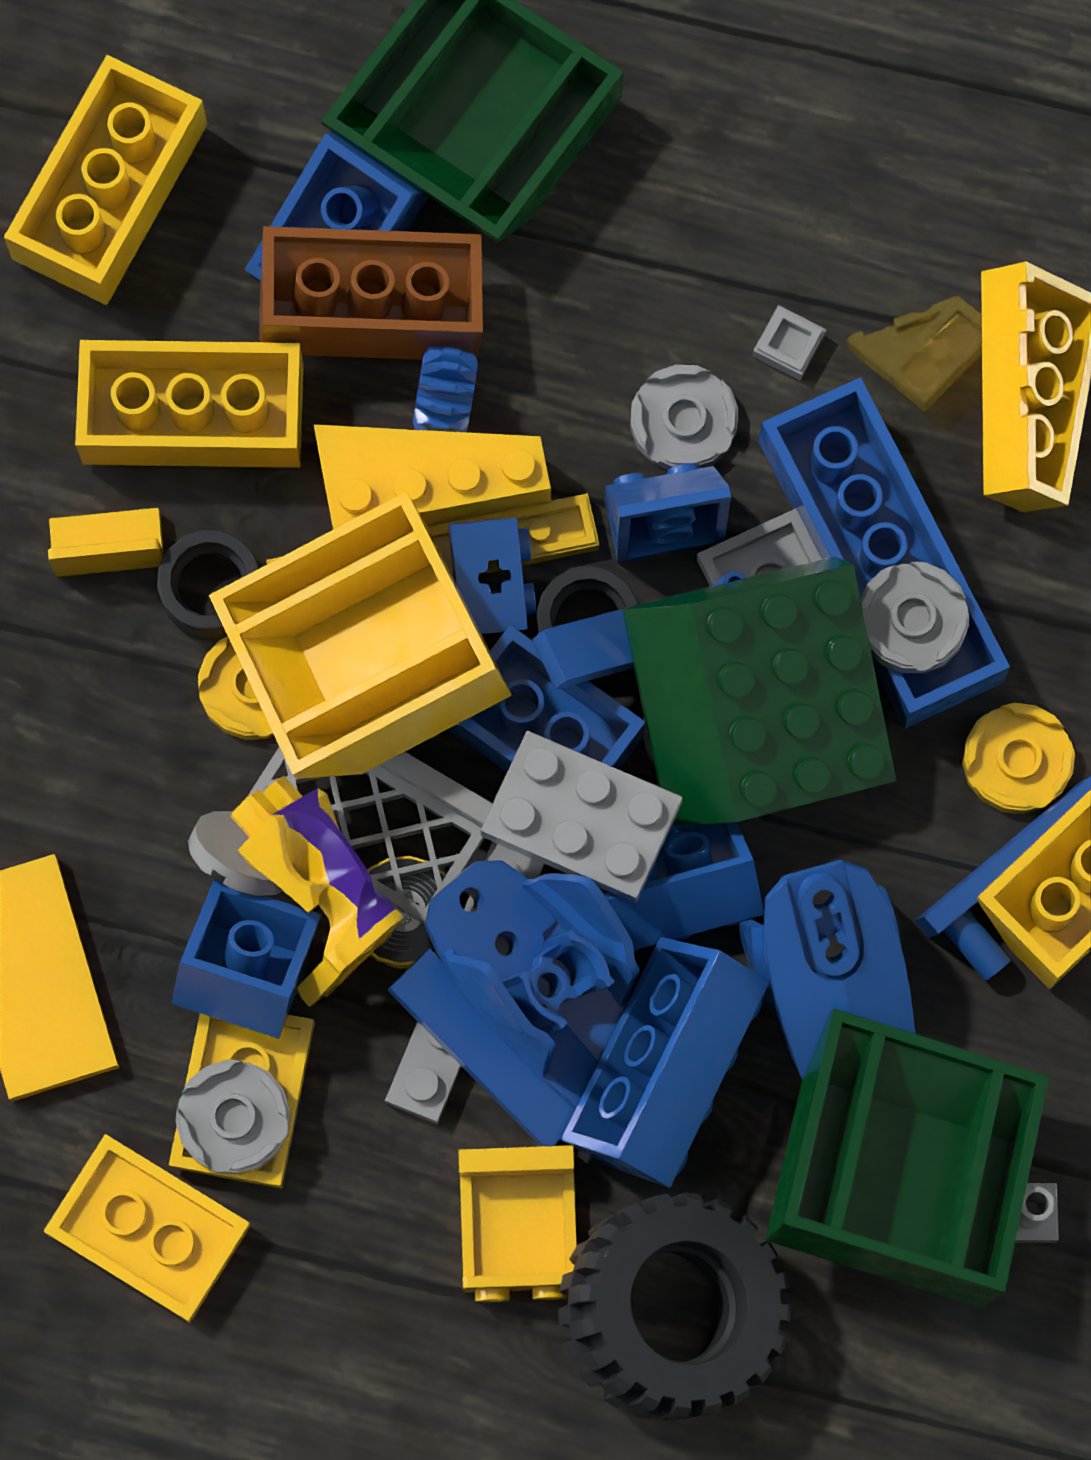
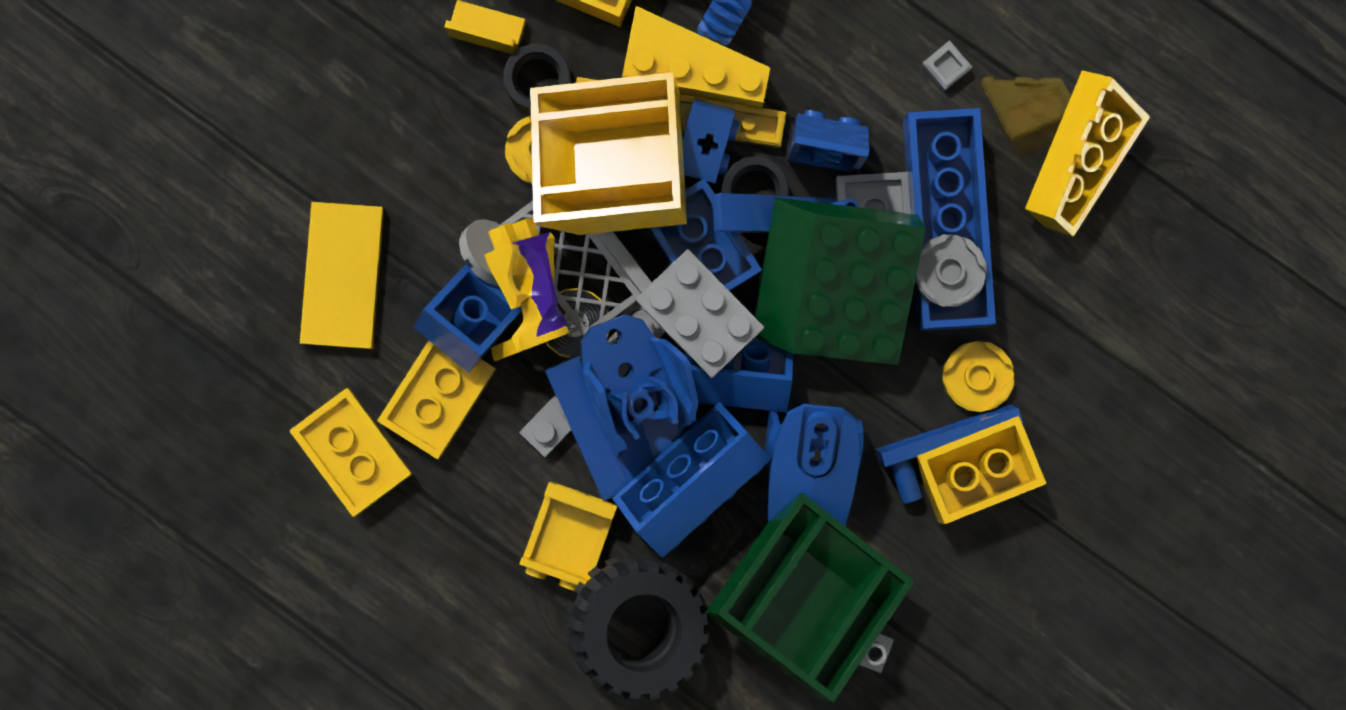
camera: 20 degrees right, 10 degrees up
(233, 1117) = (424, 408): light grey tile -> none
(684, 417) = (863, 87): light grey tile -> none

